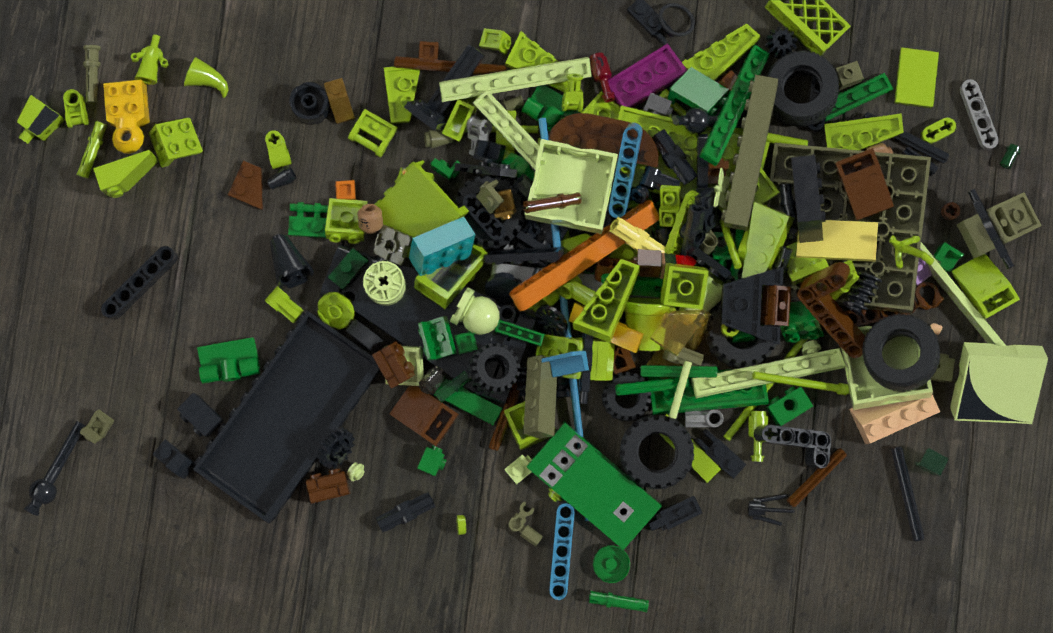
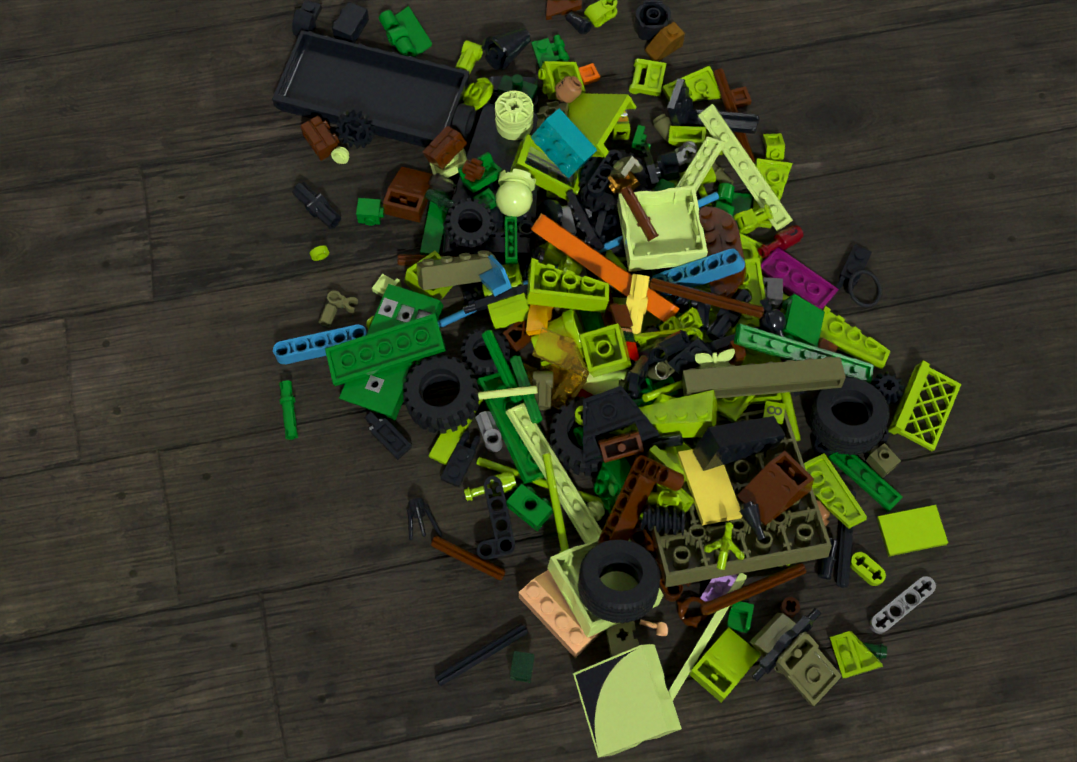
camera: 75 degrees right, 15 degrees down
(437, 344) = (473, 169): none -> reddish brown gear
(597, 491) = (385, 349): none -> green plate
(611, 564) = (321, 393): green piece -> none
(655, 171) = (706, 297): none -> reddish brown axle
(780, 154) = (775, 409): none -> lime tile
(882, 214) = (752, 516): none -> black cone
(933, 248) = (752, 589): none -> reddish brown axle
(1011, 175) = (853, 655): none -> lime wing

